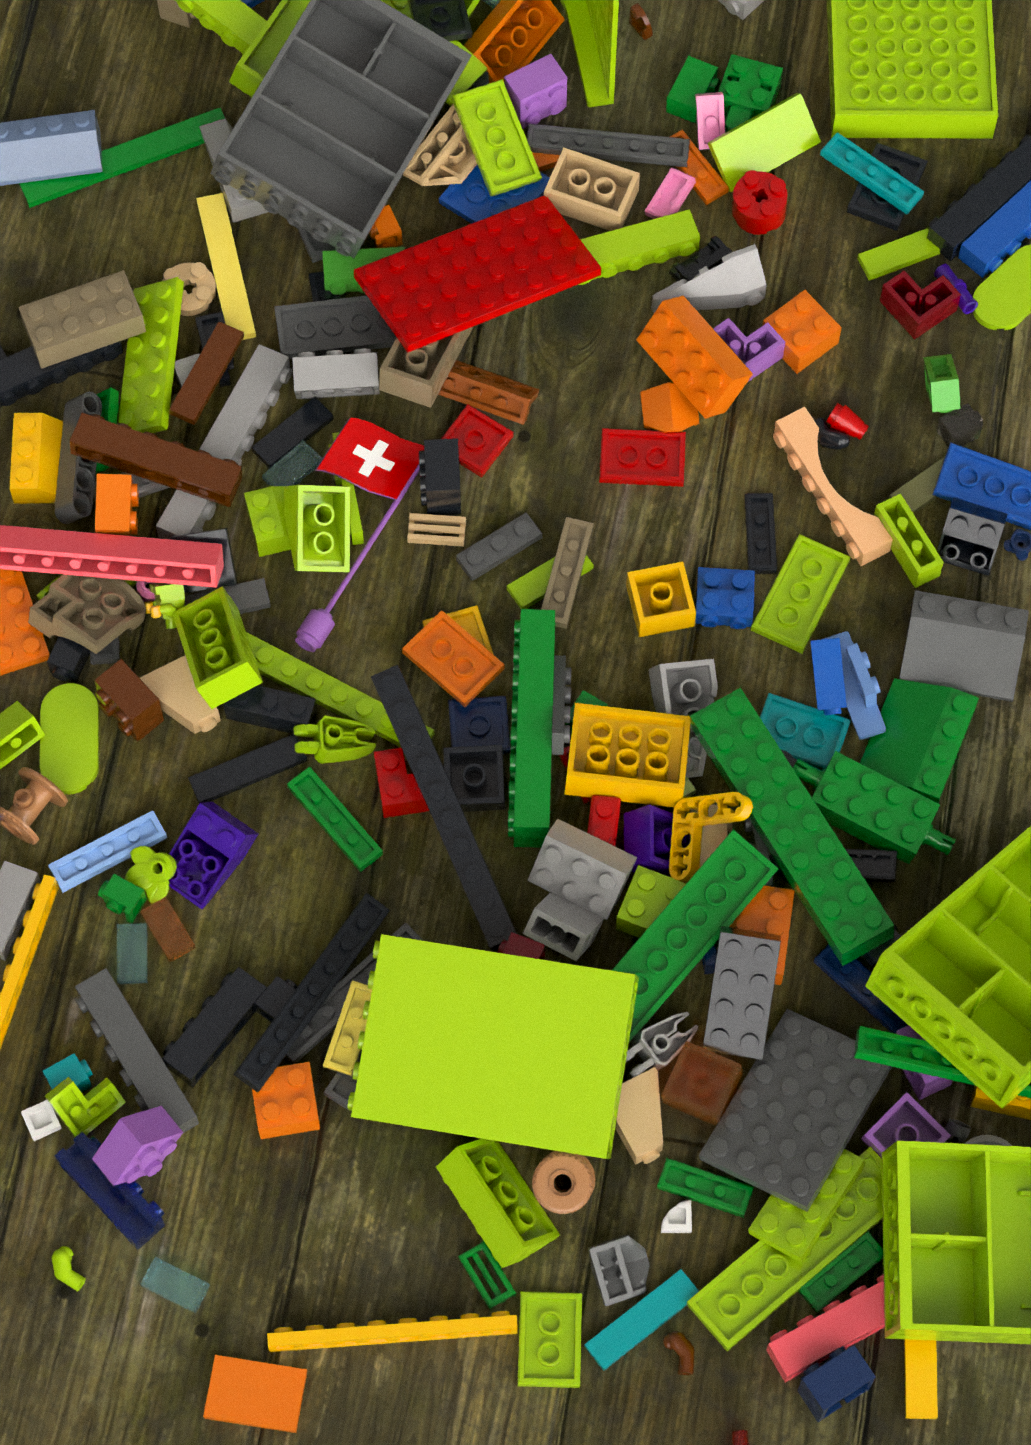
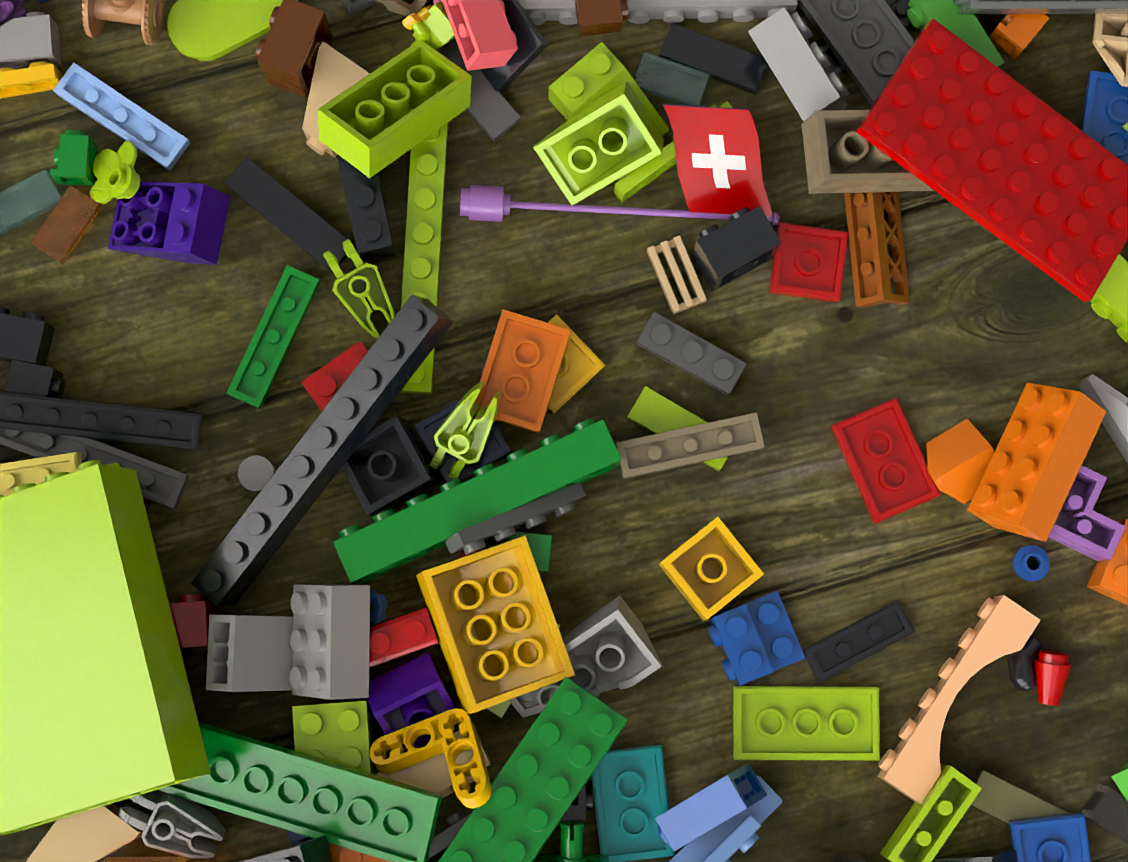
camera: 60 degrees right, 15 degrees up
(429, 878) = (255, 472): none -> light grey tile
(477, 708) = (462, 434): none -> lime hinge
(762, 405) = (1020, 563): none -> blue plate

